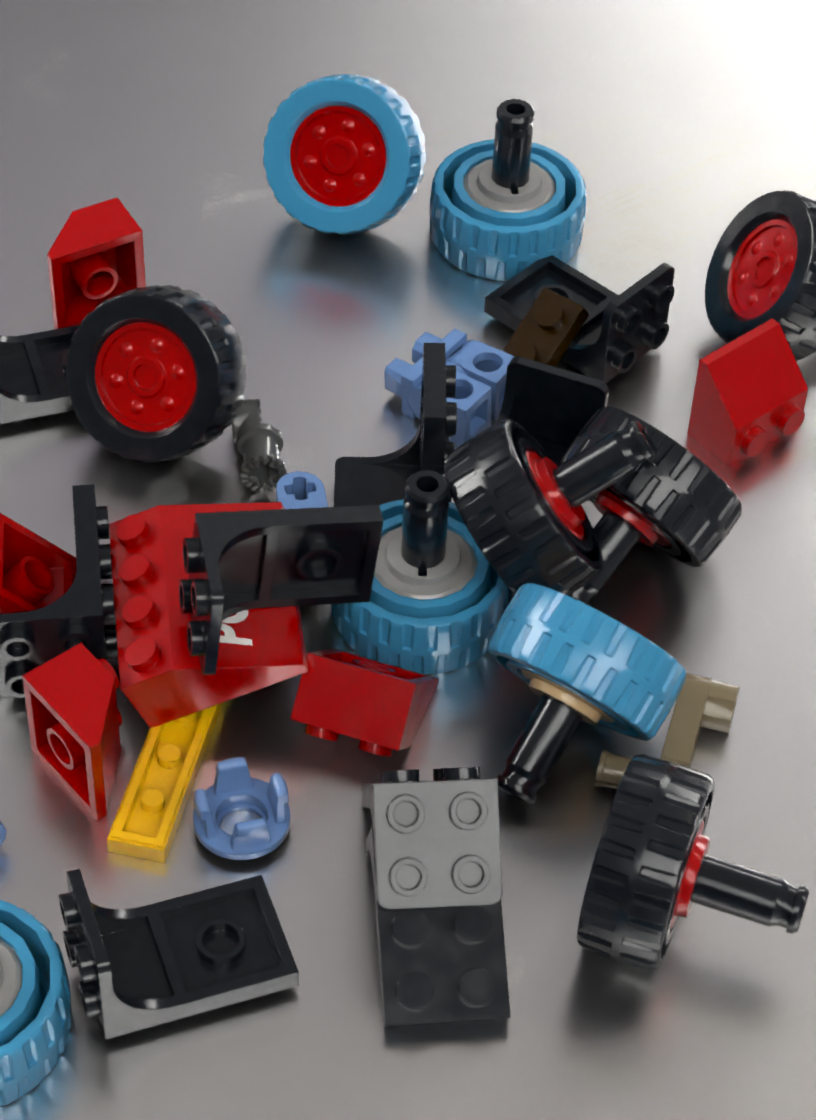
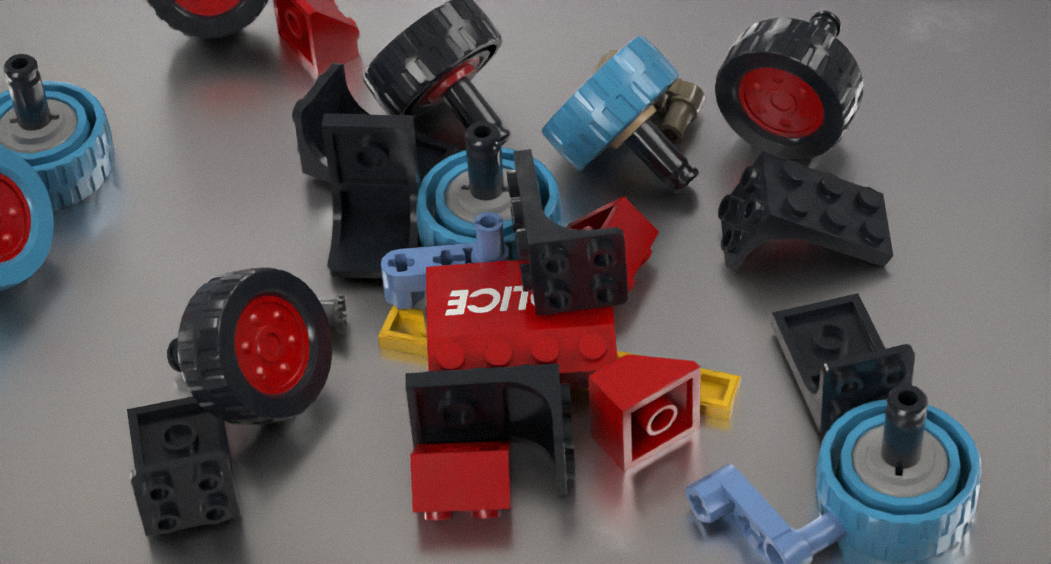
camera: 80 degrees left, 0 degrees up
(94, 260) = (62, 414): red slope -> none
(234, 792) = (705, 315): medium blue piece -> none
(435, 838) = (753, 177): bracket -> none
(479, 381) = (255, 192): medium blue hips -> none
(530, 510) = (471, 94): black wheel -> none
(547, 328) = (219, 134): dark brown plate -> none
(617, 325) = (197, 110): black bracket -> none

